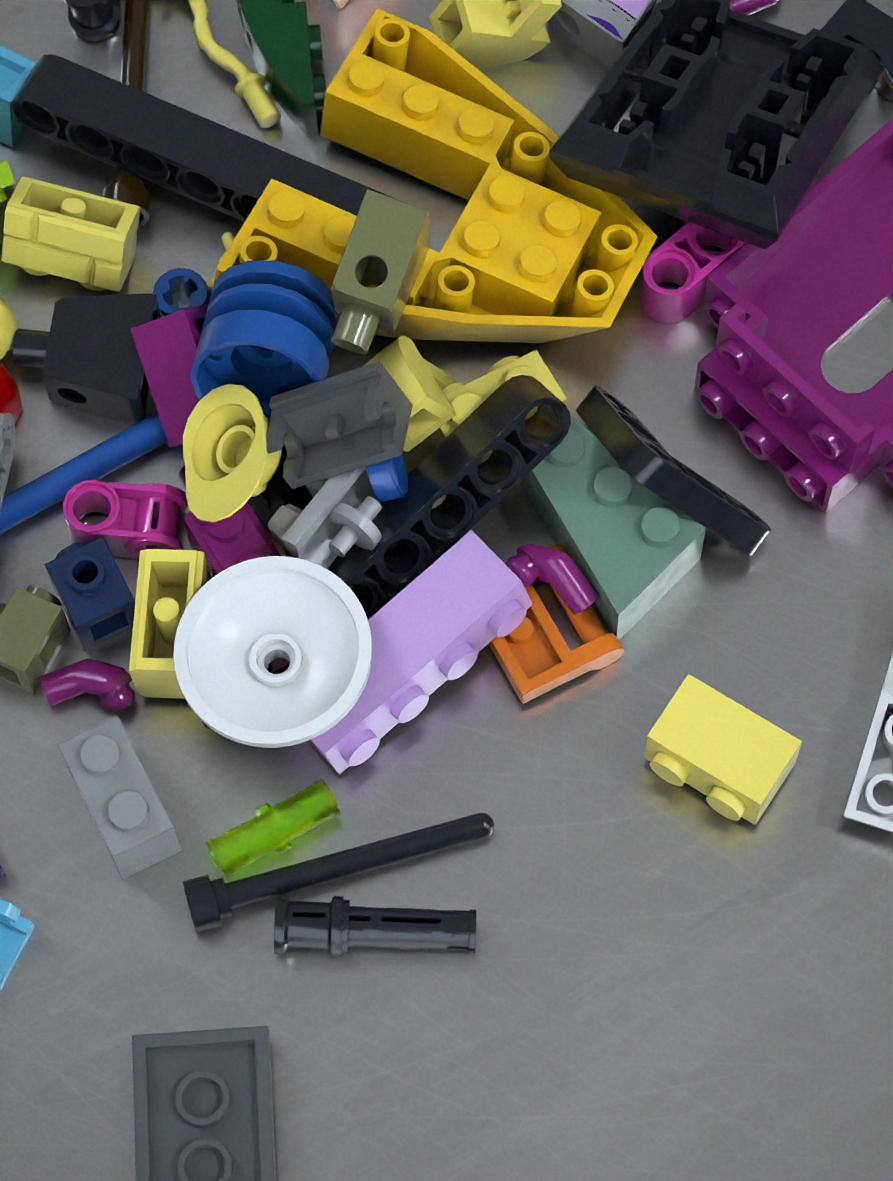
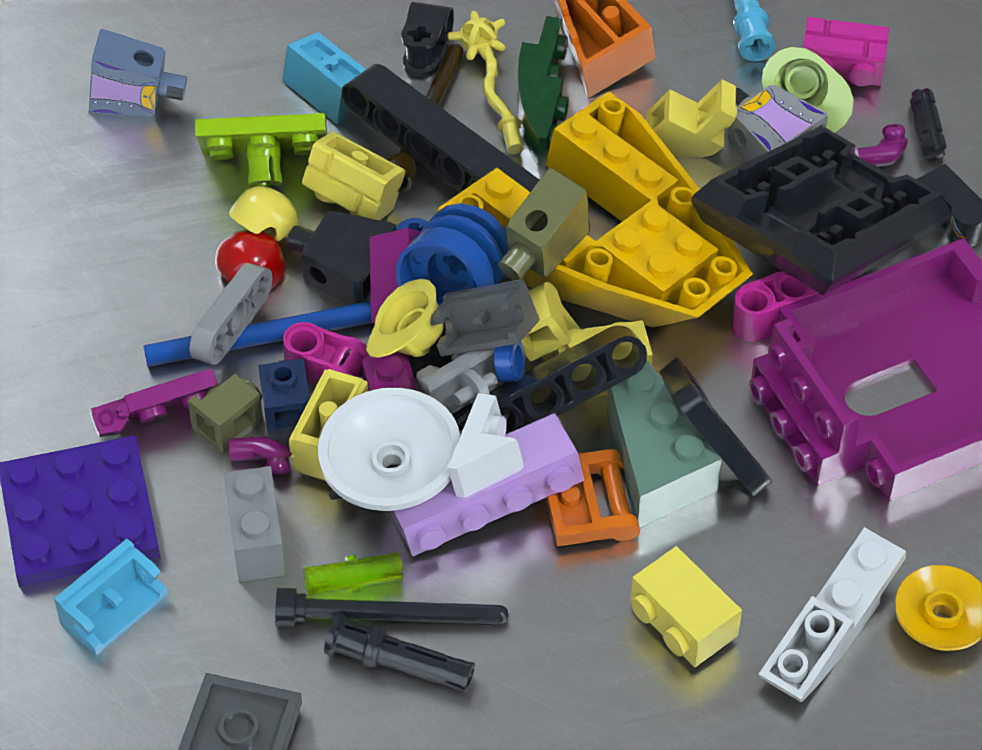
camera: 15 degrees right, 15 degrees down
(397, 623) = (483, 451): none -> white slope
(556, 569) = (608, 460): magenta arm -> none

